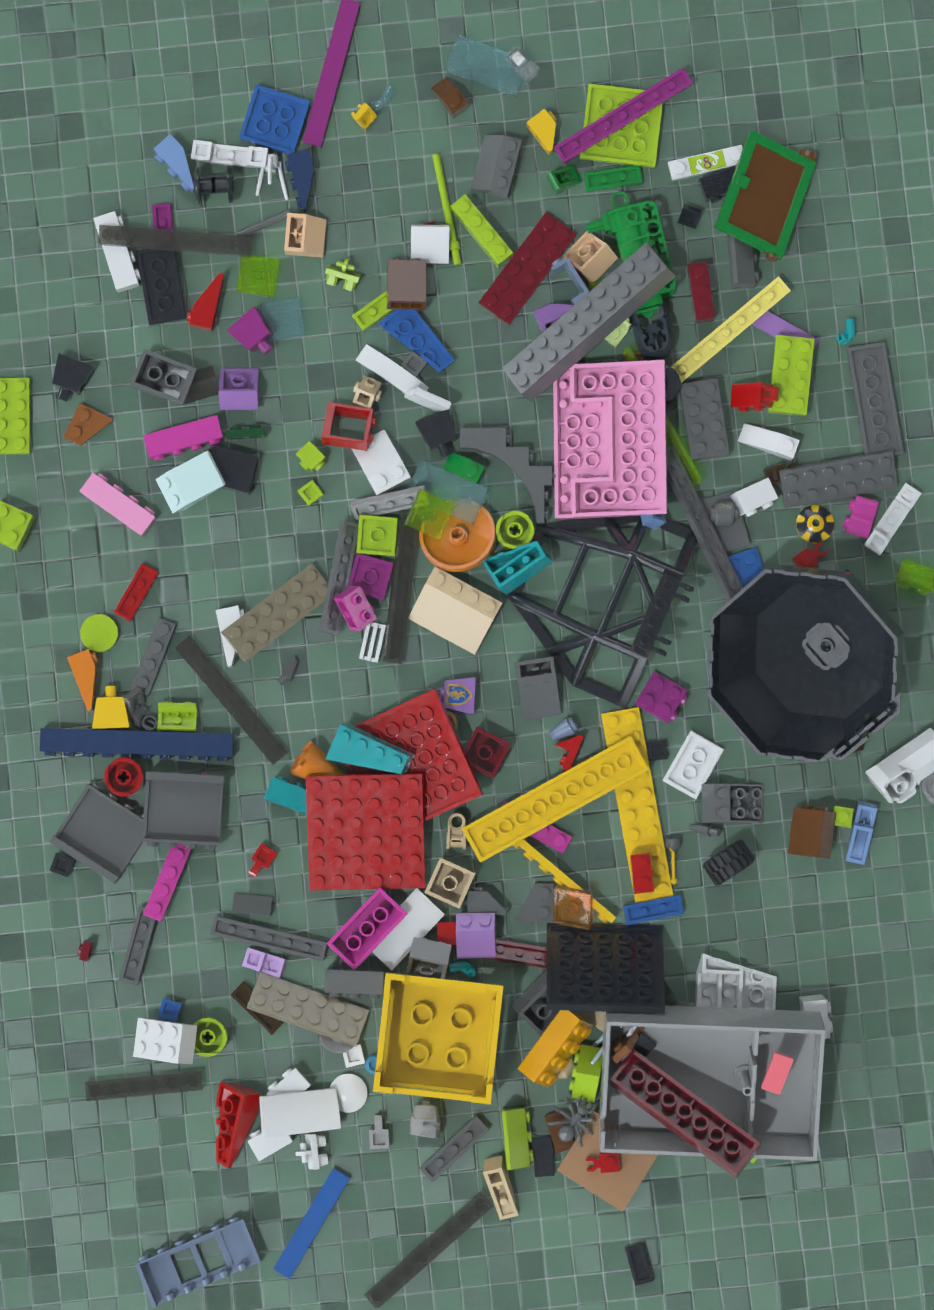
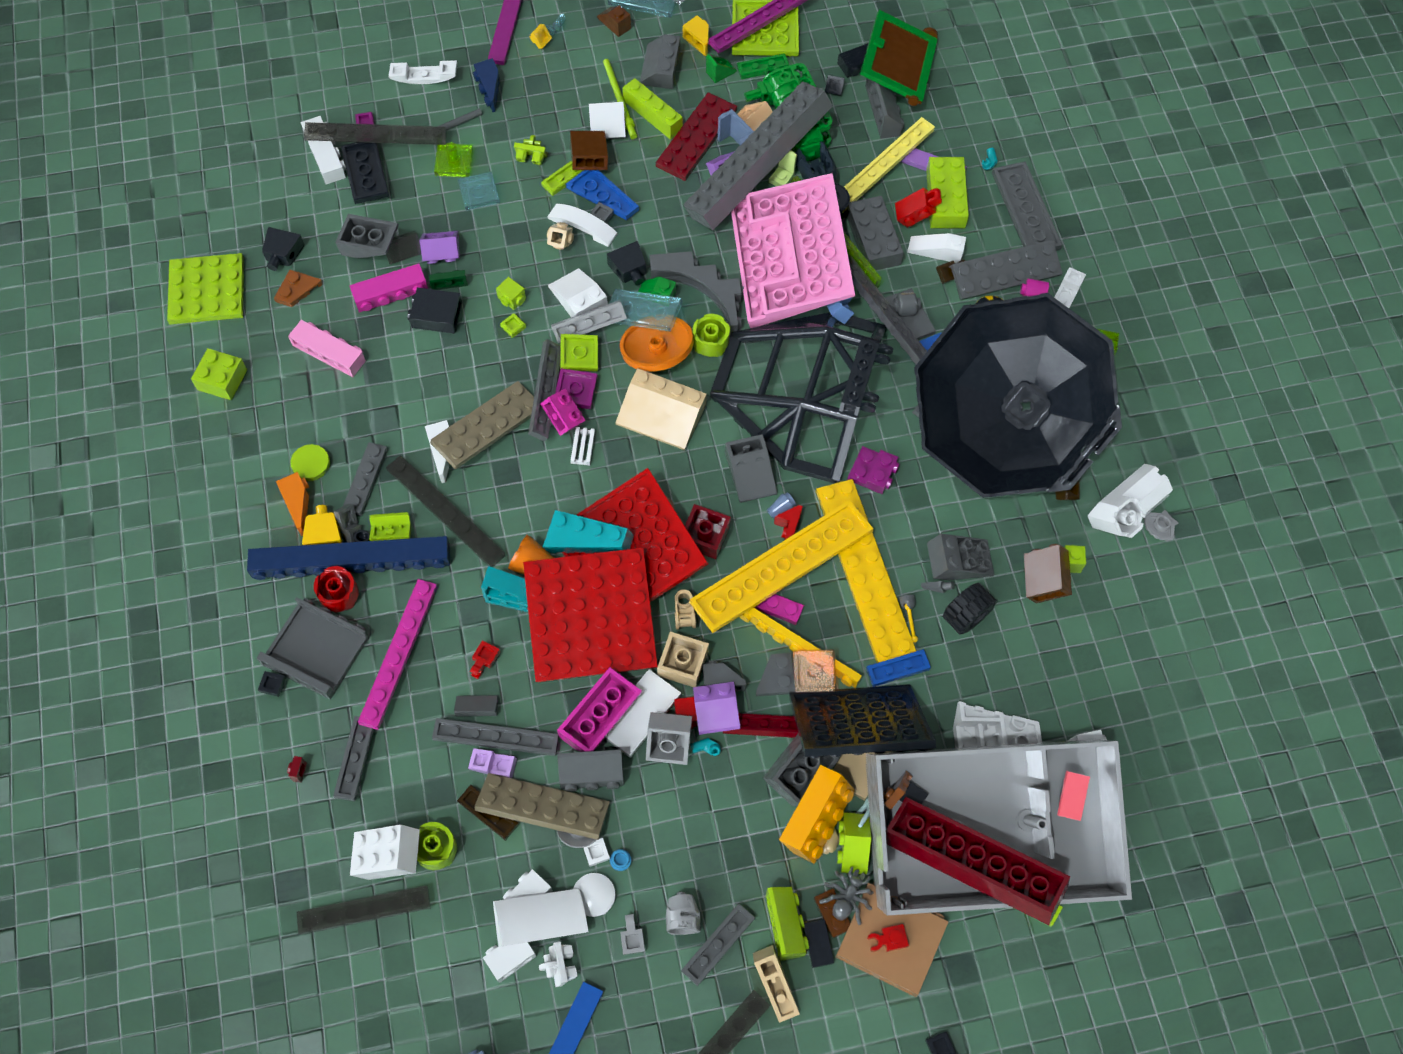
camera: 10 degrees left, 20 degrees down
(136, 592) = (346, 424): red tile -> none
(169, 1010) = (390, 819): blue plate -> none
(173, 155) = (373, 77): medium blue slope -> none
(182, 810) = (397, 611): dark grey panel -> none
(190, 482) = (395, 318): light aqua slope -> none
(206, 307) = (407, 183): red slope -> none
(214, 184) = (409, 90): black hose -> none
(237, 1111) = (470, 928): red wedge -> none
(252, 331) = (449, 197): magenta torso -> none
(271, 166) = (461, 78): white plant -> none
(274, 120) = (462, 43): blue plate -> none
(288, 671) = (501, 480): dark grey bar -> none
(305, 235) = (493, 122): light nougat slope -> none
(351, 412) = (545, 254): red window -> none
(400, 592) = (606, 396): clear smoke plate -> none
(427, 399) = (616, 232): white tile -> none
(429, 514) = (627, 321): clear neon green tile -> none
(438, 1038) = (688, 810): yellow piece -> none
(459, 695) = (675, 482): torso -> none
(517, 566) = (717, 361): teal wedge -> none
(641, 873) = (881, 628): red brick -> none
(657, 750) = (877, 517): black tile -> none
(693, 764) = (914, 528): white tile -> none
(700, 292) = (854, 138): dark red brick -> none
(704, 163) = (830, 52): plate -> none
(753, 497) = (933, 289): white brick -> none
(861, 832) = (1095, 573): medium blue slope -> none

